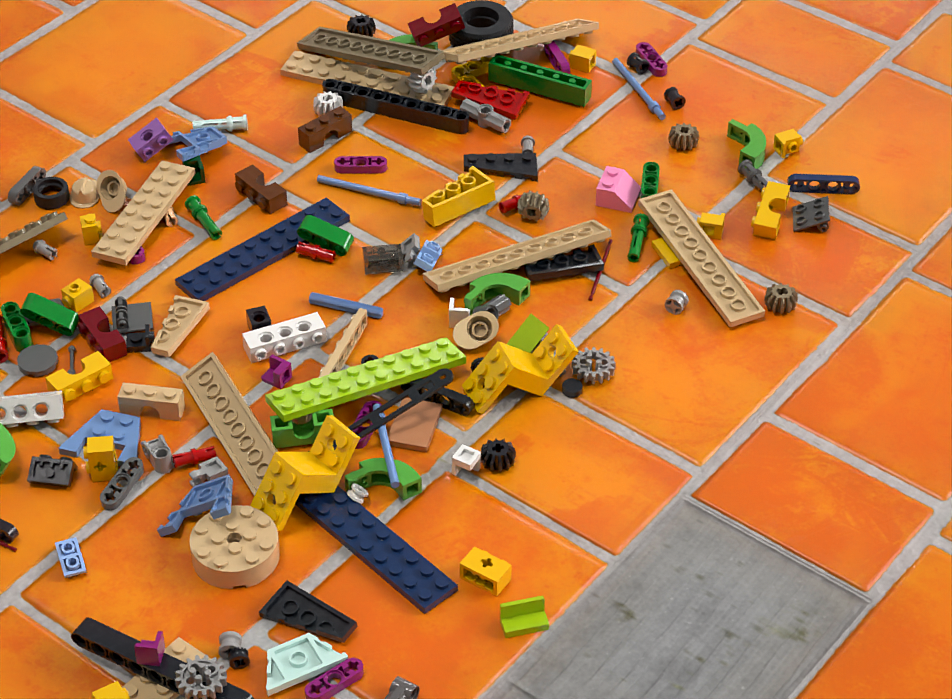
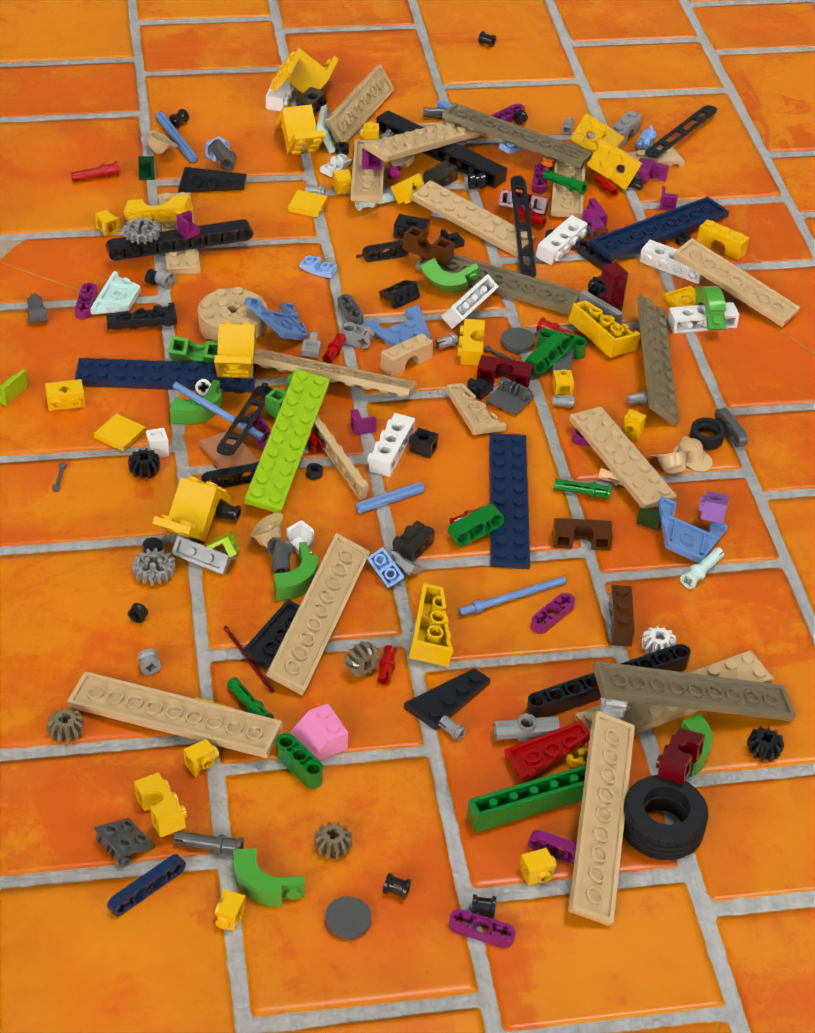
camera: 130 degrees right, 0 degrees up
(95, 396) = (447, 341): none -> light grey pin
(101, 458) = (375, 302): yellow brick -> none
(326, 536) = (184, 350): none -> bright green arch
(478, 506) = (119, 432): none -> yellow tile
(589, 493) = (56, 488): none -> dark grey hinge
(644, 340) = (138, 612): none -> black bush
(653, 106) = (406, 864): medium blue bar -> none
(720, 106) = (348, 918): none -> dark grey tile

